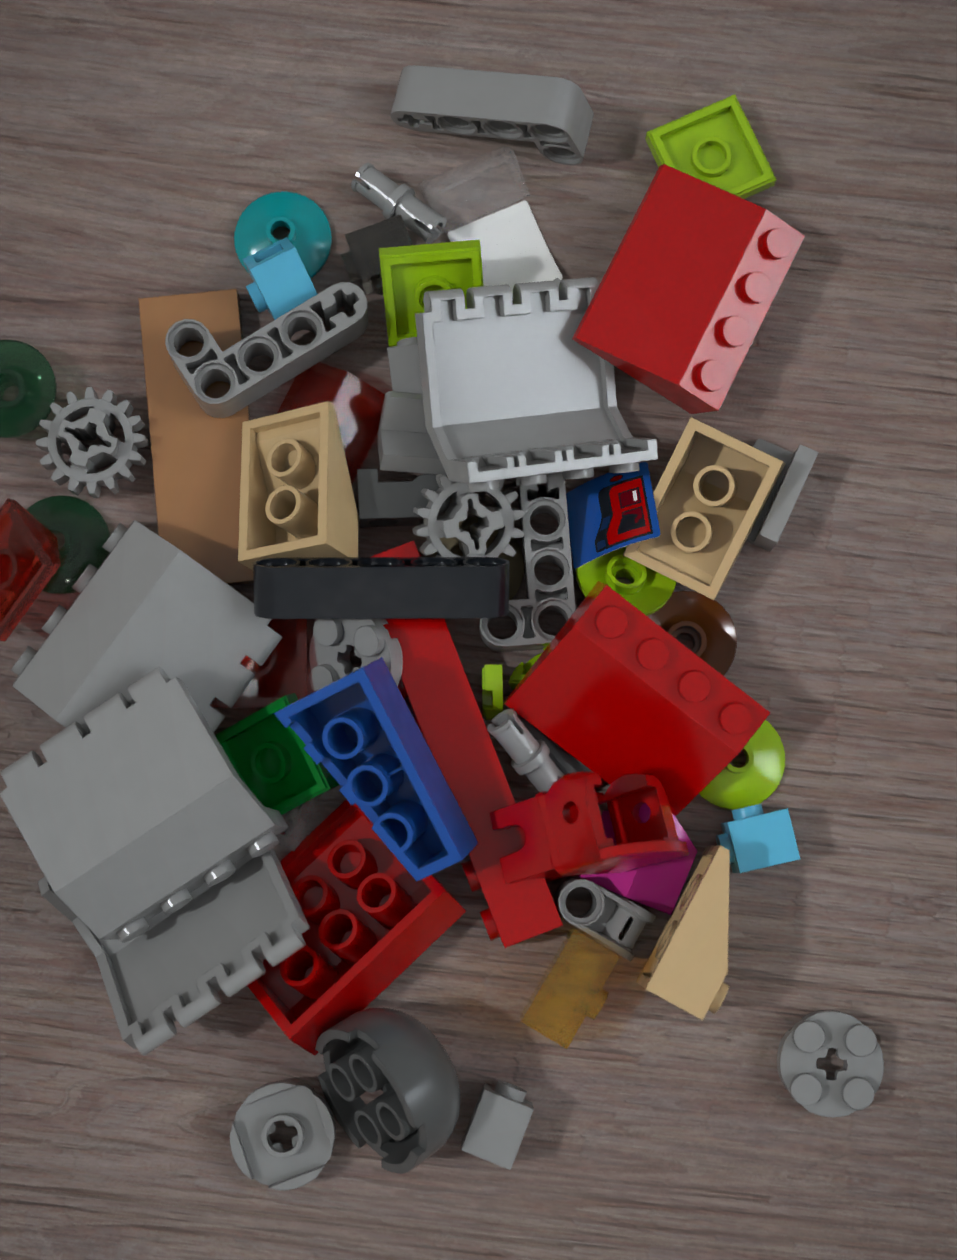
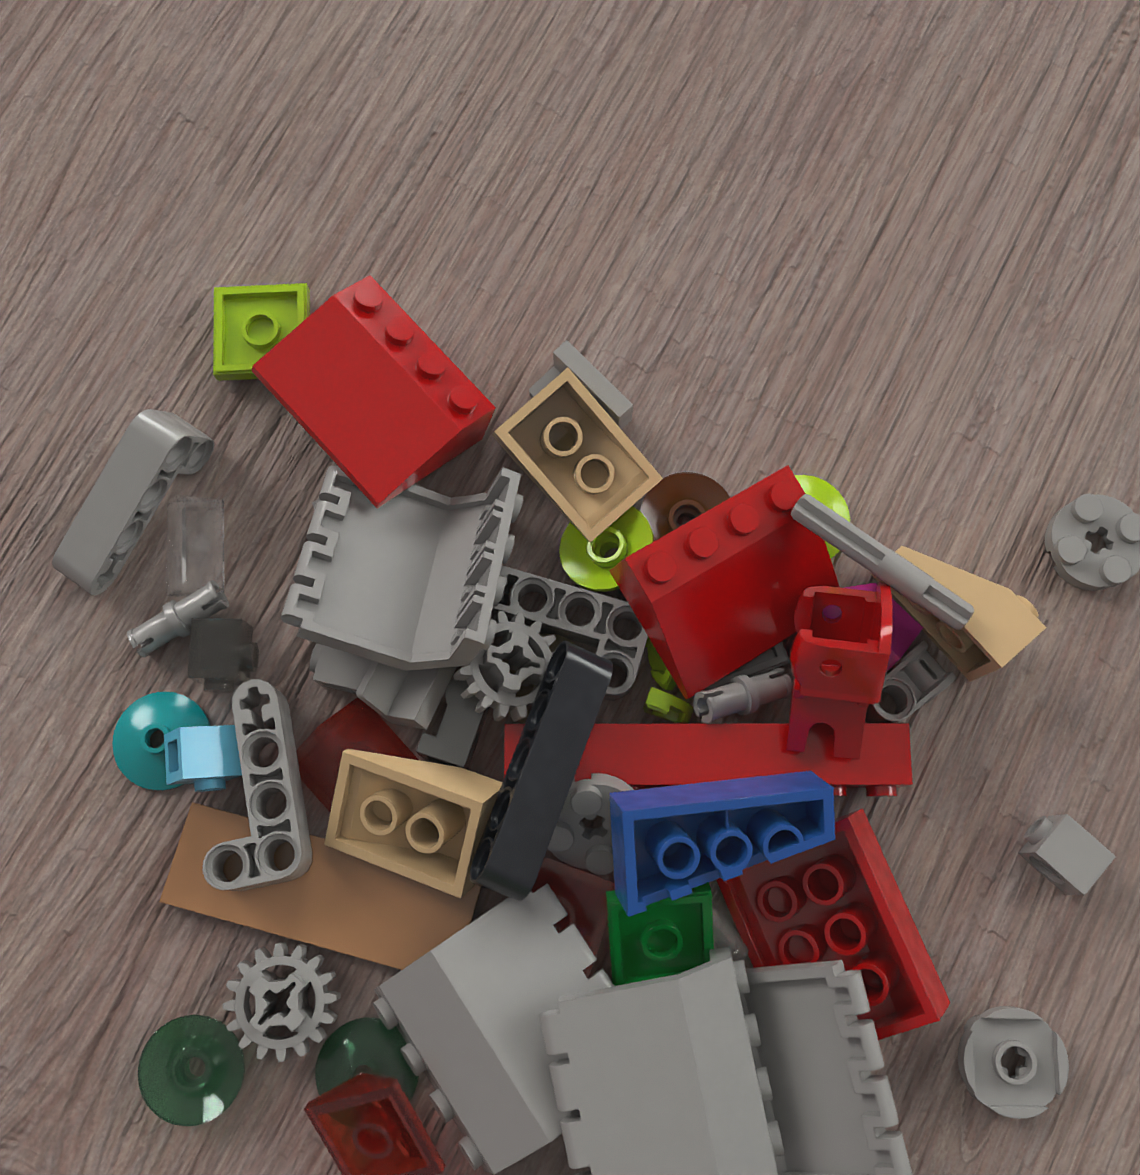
camera: 70 degrees left, 5 degrees down
(412, 1069) = (1003, 923): dark grey cylinder -> none
(421, 268) = (255, 622): lime plate -> none
(510, 247) = (264, 543): white sticker -> none
(570, 988) = (964, 741): clear yellow brick -> none
(611, 514) = (552, 537): sticker -> none
(703, 835) = (883, 562): none -> light grey axle
(758, 838) = (888, 517): medium azure brick -> none

